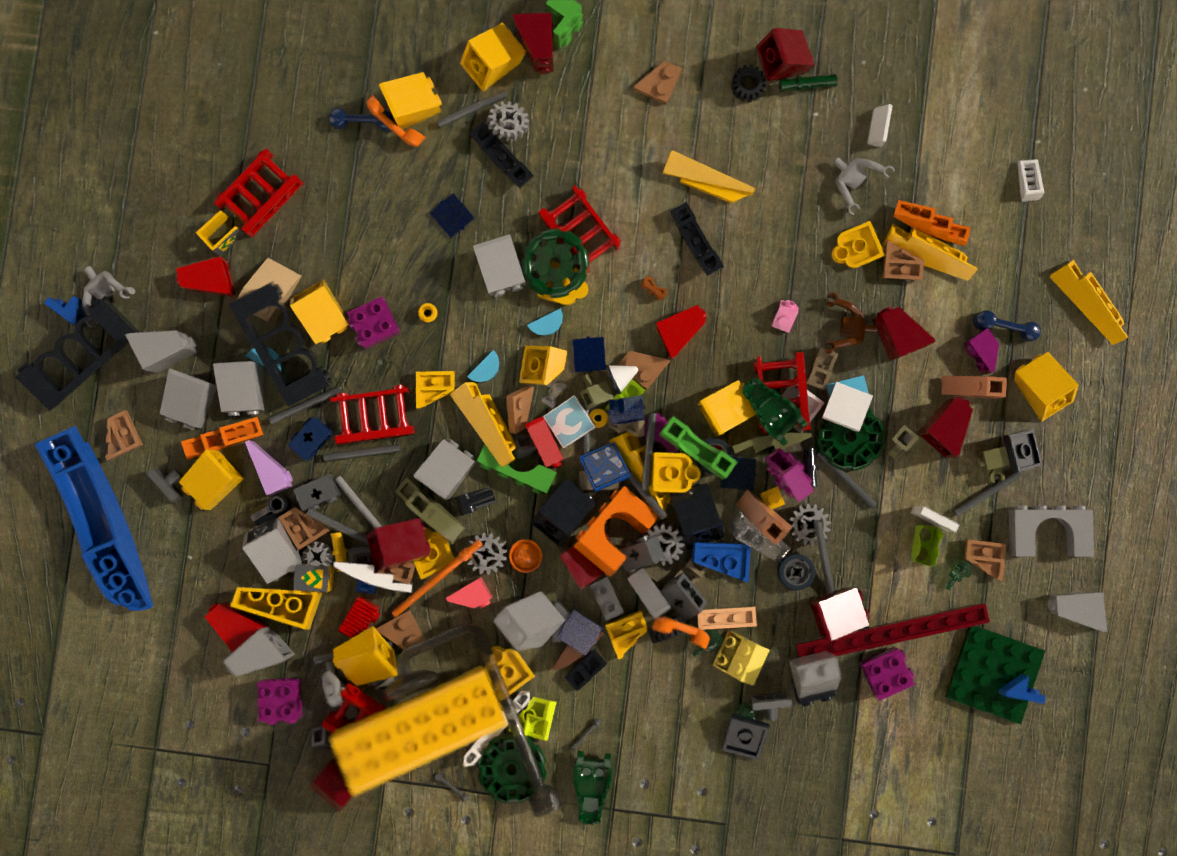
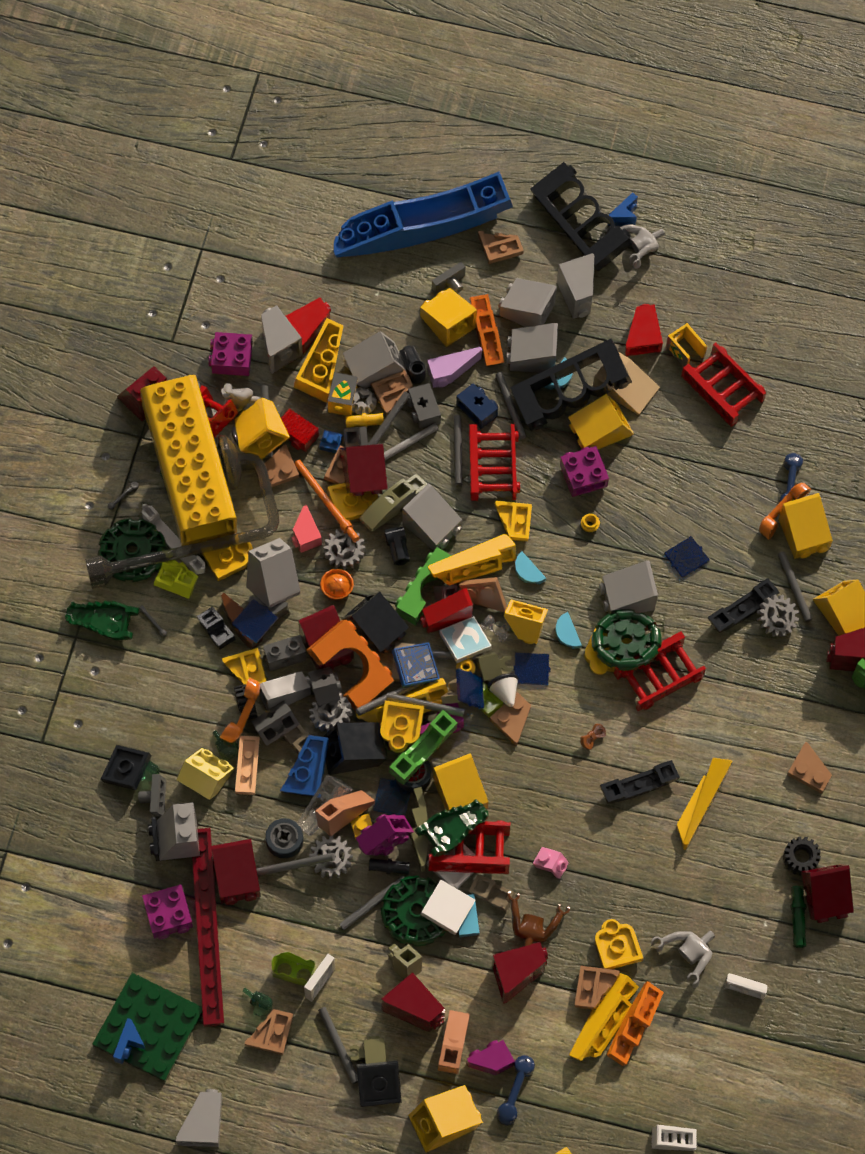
camera: 90 degrees right, 20 degrees down
(367, 574) = (338, 437): white slope -> none
(680, 329) = (546, 755): red slope -> none
(1077, 524) = (295, 1131): light grey arch -> none

